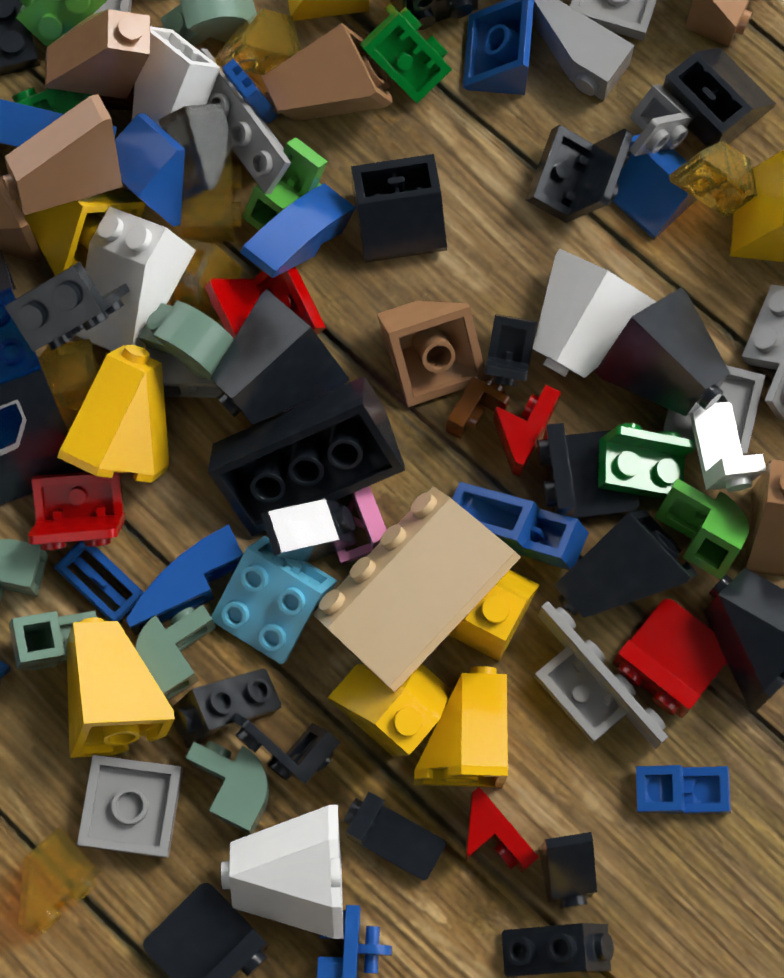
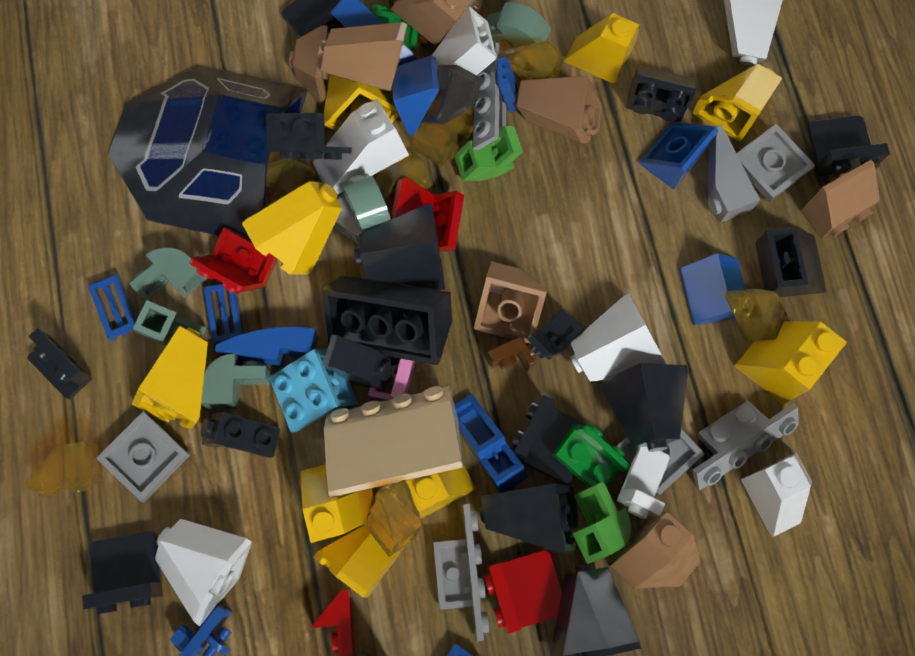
camera: 30 degrees right, 0 degrees up
(244, 788) = (213, 492): sand green brick -> none
(299, 231) = (478, 183): blue slope -> none
(304, 758) = (264, 497): black bracket -> none
(393, 836) = (279, 582): black bracket -> none
(399, 208) = (548, 207): black slope -> none
(405, 54) = (616, 119): green bracket -> none
(479, 668) = (393, 518): none -> clear yellow slope
(521, 436) = (527, 391): red slope -> none
(578, 175) = (671, 255): black bracket -> none
(661, 120) = (745, 256): light grey bracket -> none

